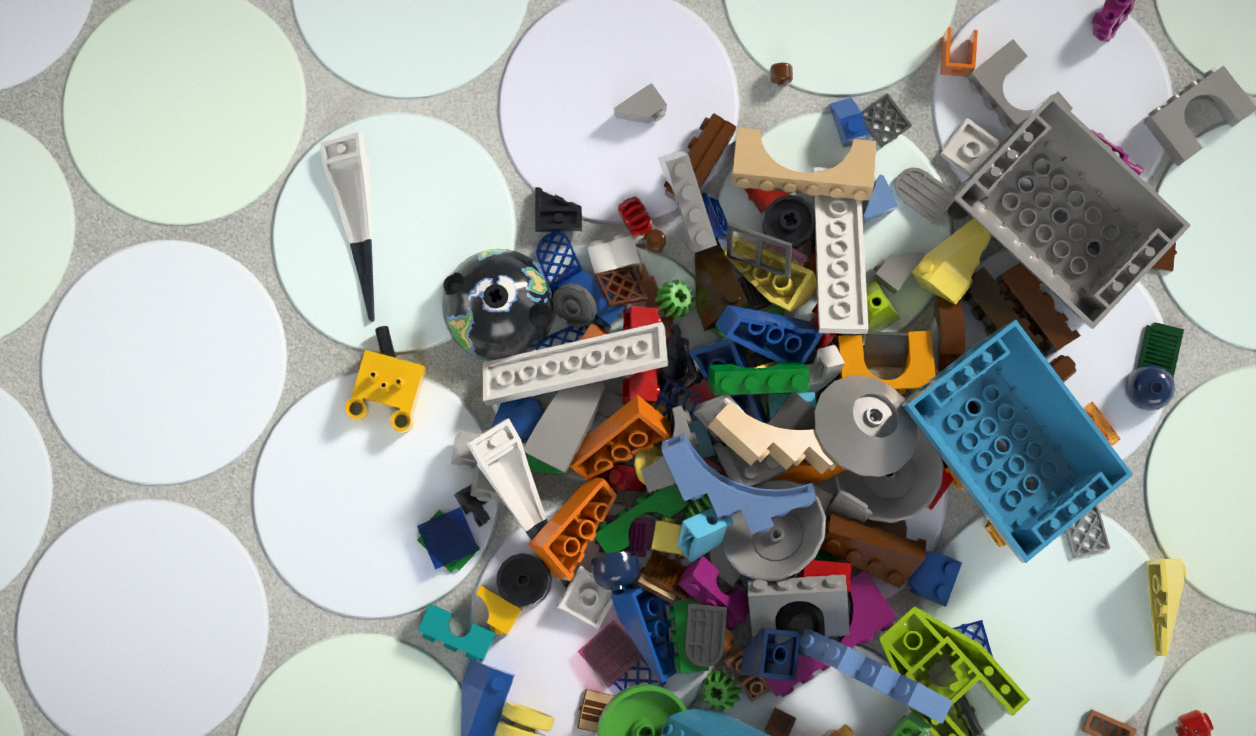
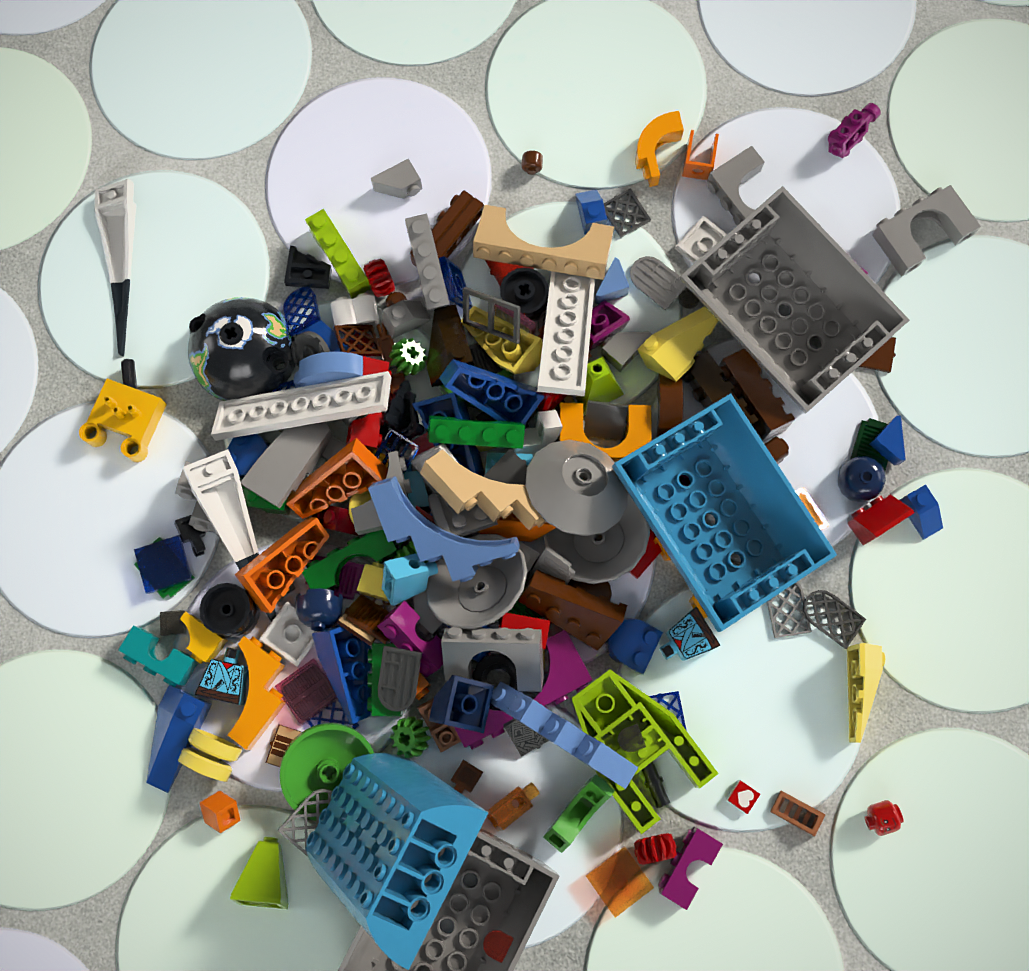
camera: 10 degrees right, 5 degrees down
(465, 596) = (171, 624): none -> clear smoke tile
(527, 649) = (225, 679): none -> torso
(567, 669) = (261, 703): none -> light orange arch
(588, 192) = (338, 253): none -> lime arch
(596, 322) = (327, 368): none -> medium blue arch
(665, 257) = (404, 317): none -> light grey slope
(833, 680) = (523, 737): none -> dark grey piece
(877, 243) = (606, 322): none -> magenta slope
(914, 27) = (659, 131): none -> light orange arch
(989, 565) = (689, 637): none -> torso
(1054, 718) = (743, 797): none -> red tile
(1144, 558) = (819, 626): none -> dark grey window
(1170, 428) = (879, 518): none -> red slope
(1177, 346) = (891, 442): none -> blue slope
(1214, 416) = (927, 513): none -> blue slope

